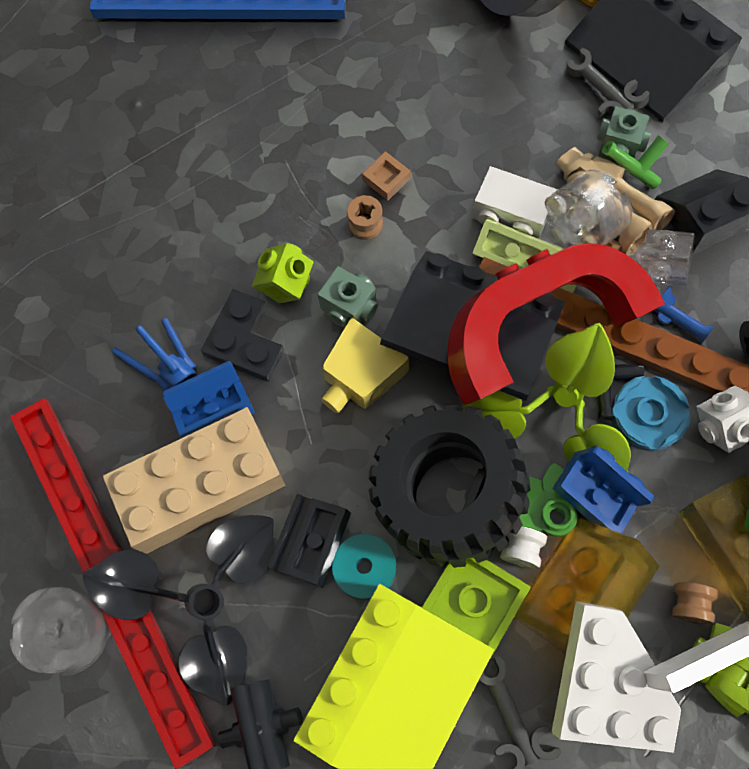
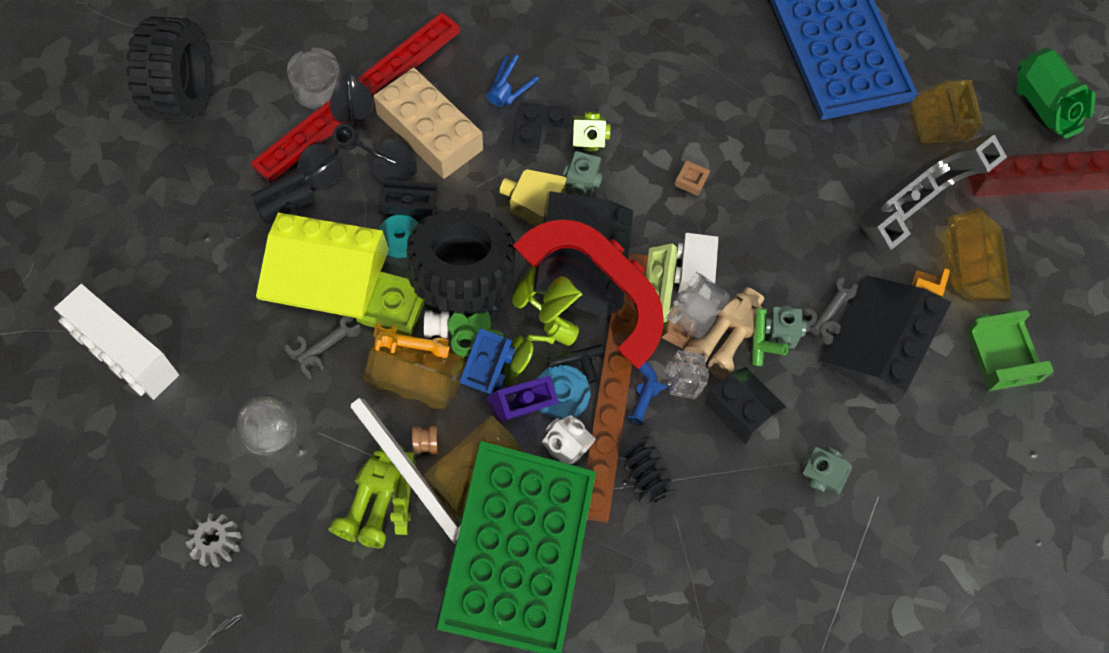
camera: 65 degrees right, 5 degrees down
(206, 399) = (486, 114): blue bracket -> none
(361, 225) = (653, 180): medium nougat wheel -> none
(549, 612) = (389, 339): none -> light orange bar
(605, 689) = (344, 378): white plate -> none
(668, 461) = (522, 399): none -> dark purple slope

